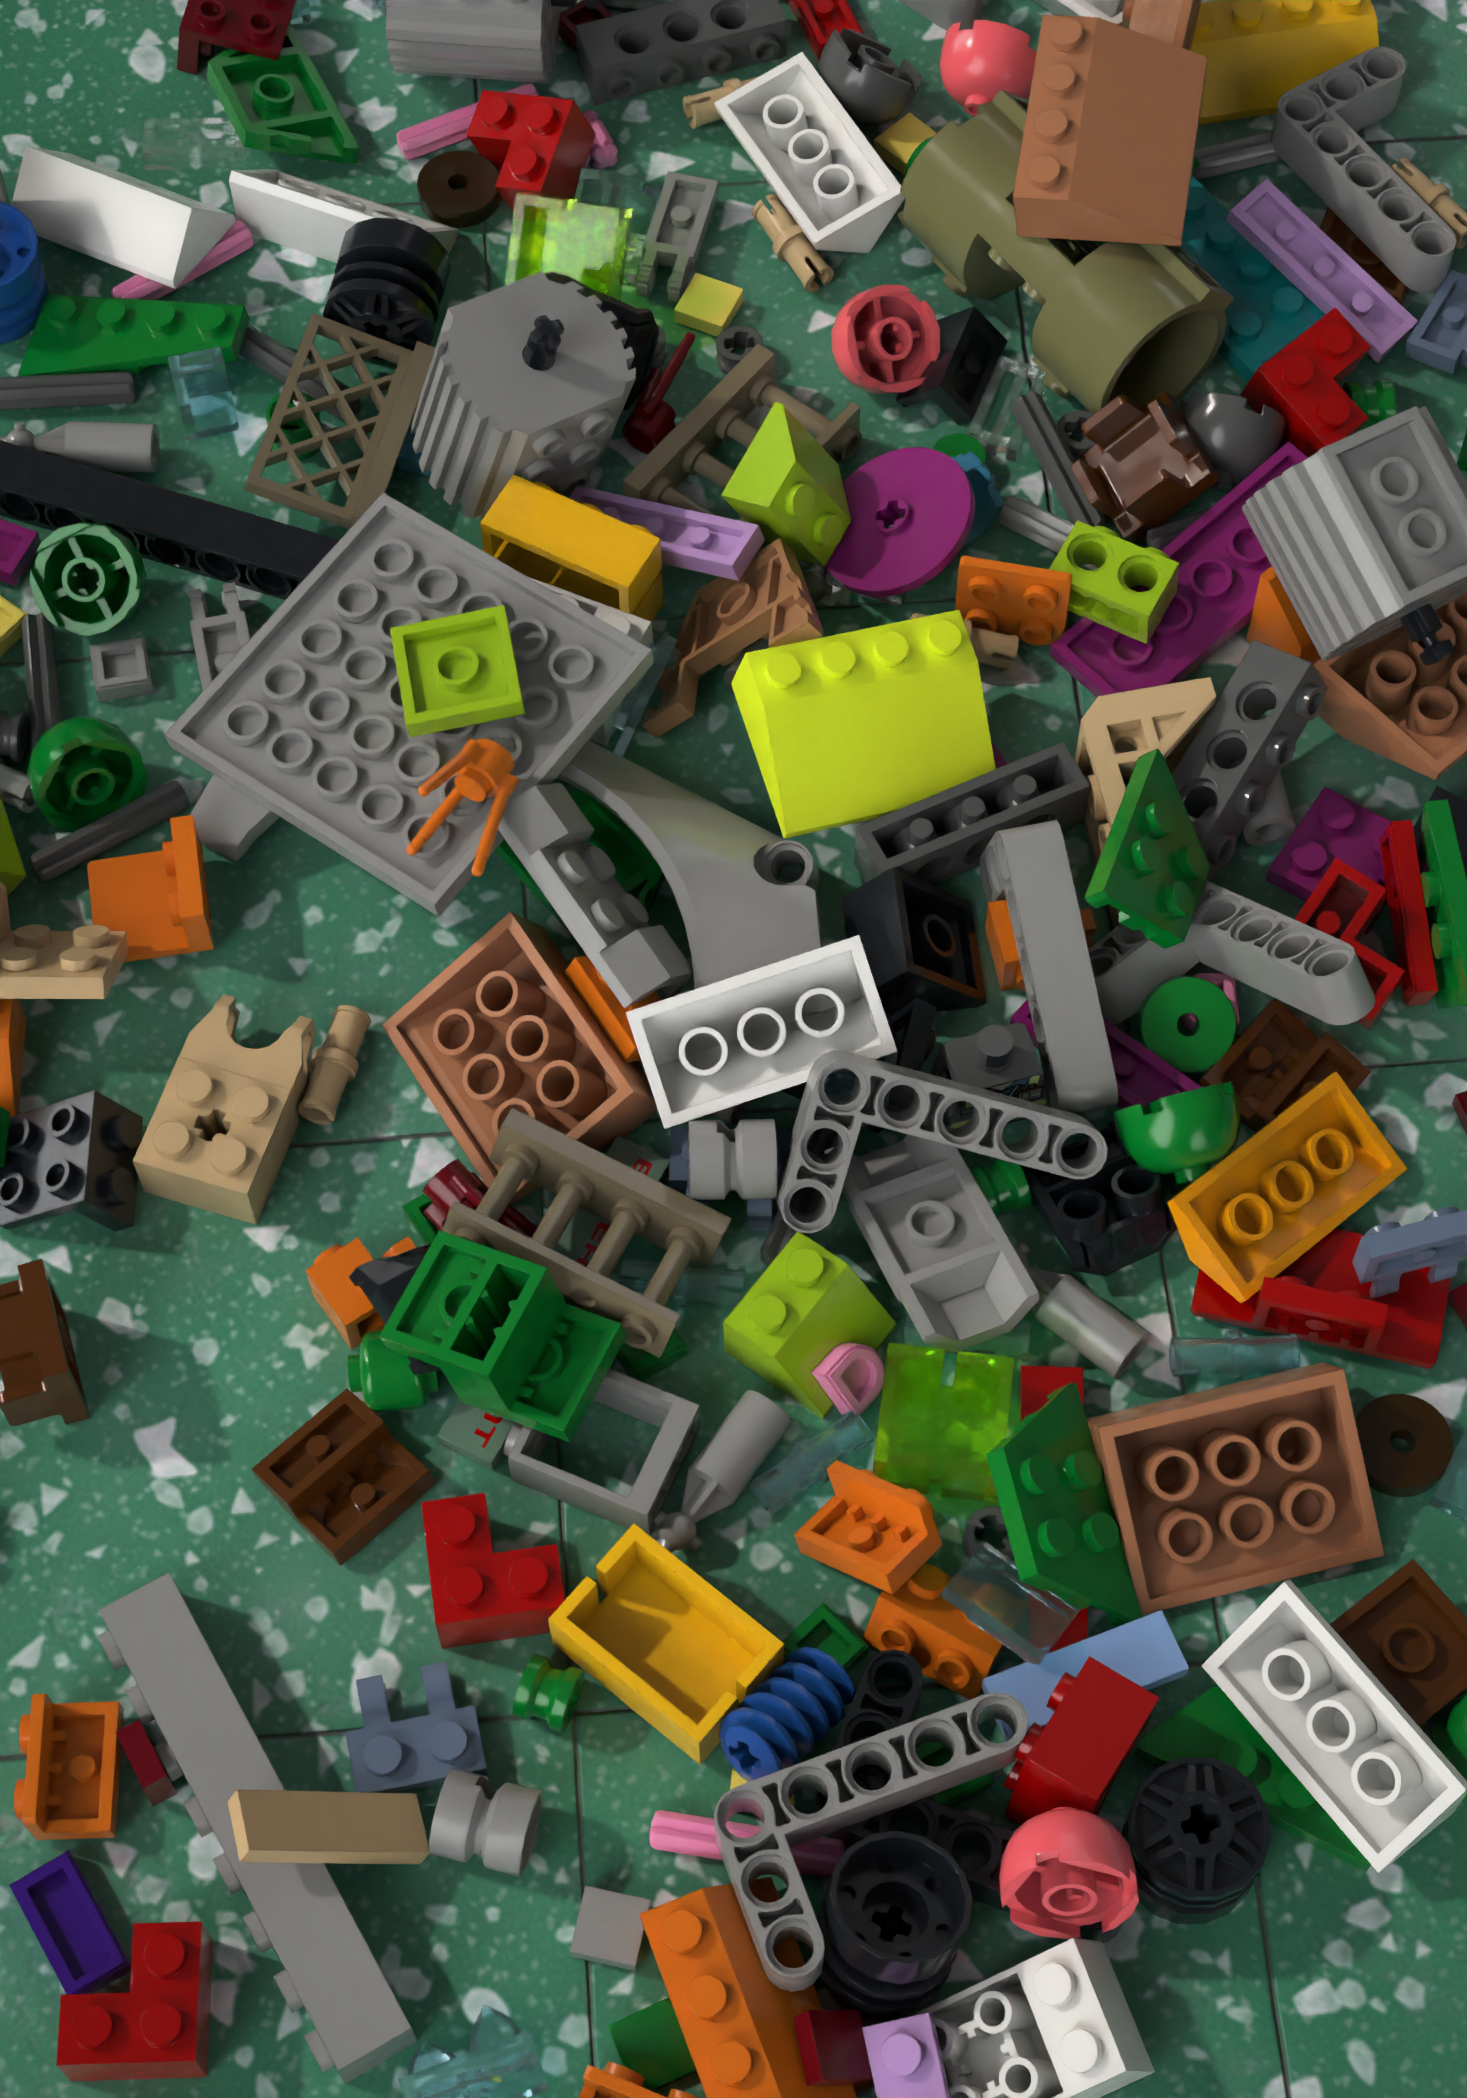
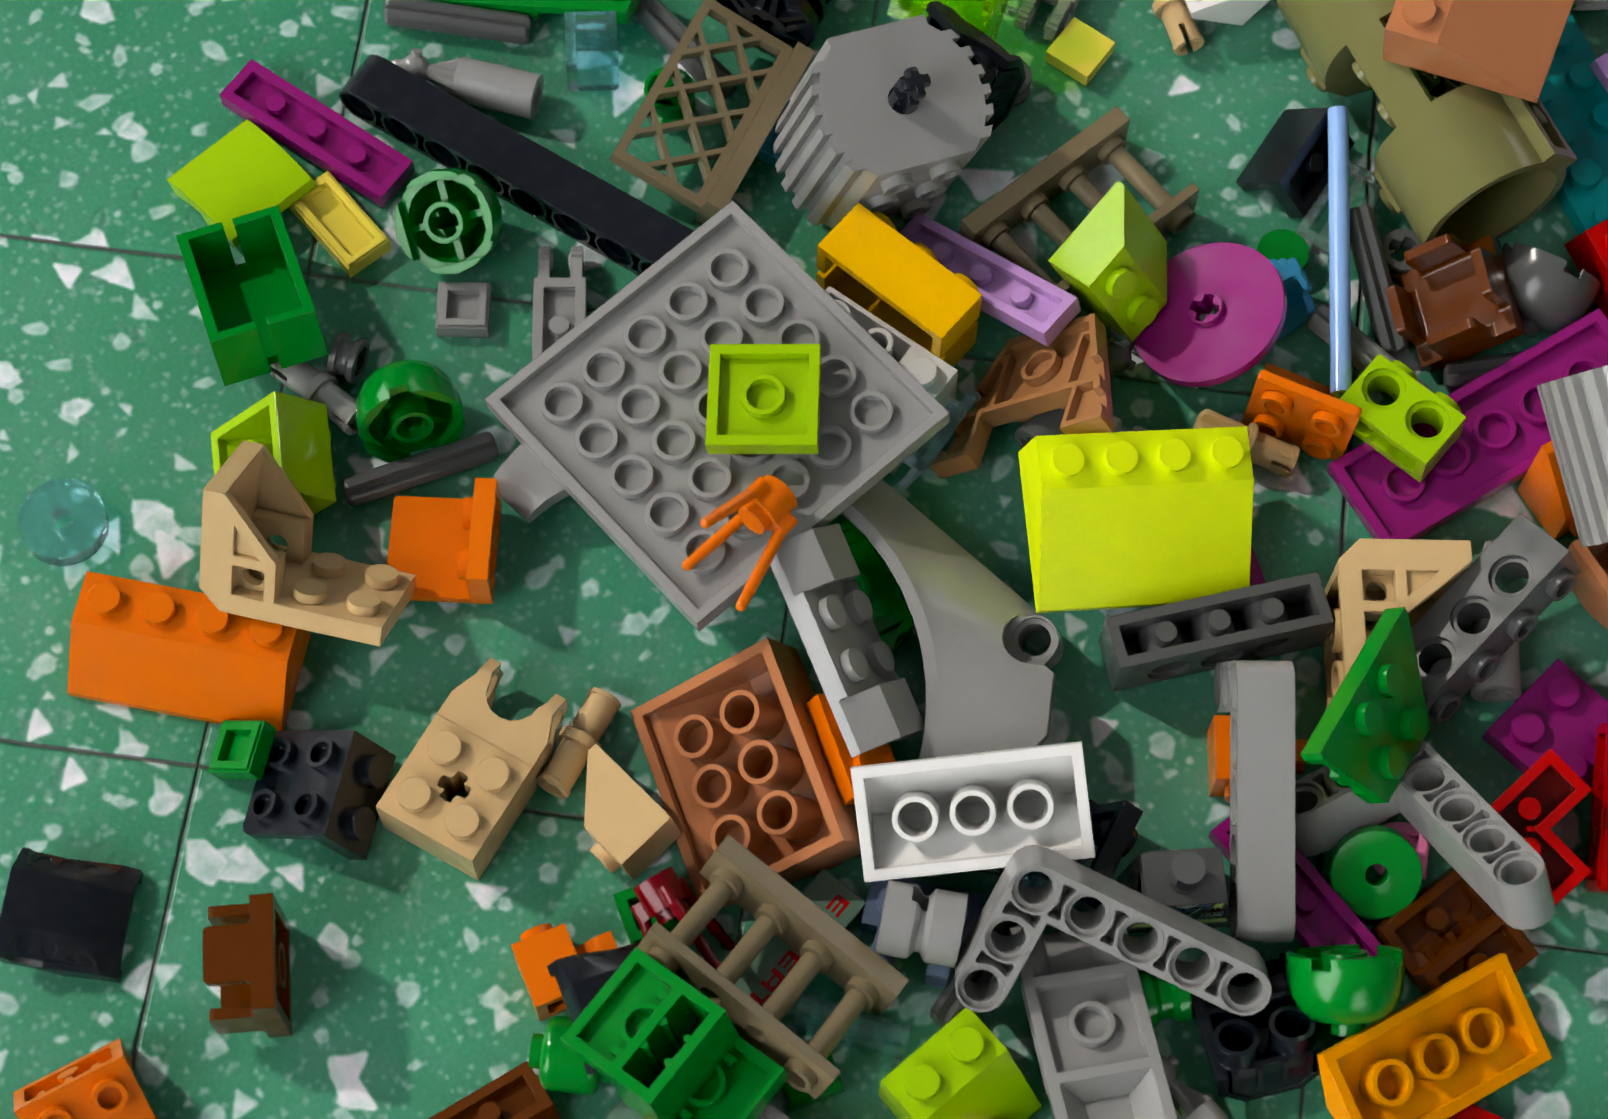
camera: 10 degrees right, 5 degrees up
(41, 675) = (388, 306): dark grey axle -> none
(399, 1126) = (623, 818): none -> tan slope
(652, 416) = (1002, 158): dark red plant -> none
(735, 337) = (1087, 95): dark grey bush -> none
(885, 339) = (1237, 125): coral cylinder -> none
(916, 942) = (1137, 738): black slope -> none
(1014, 434) = (1339, 251): none -> light blue piece

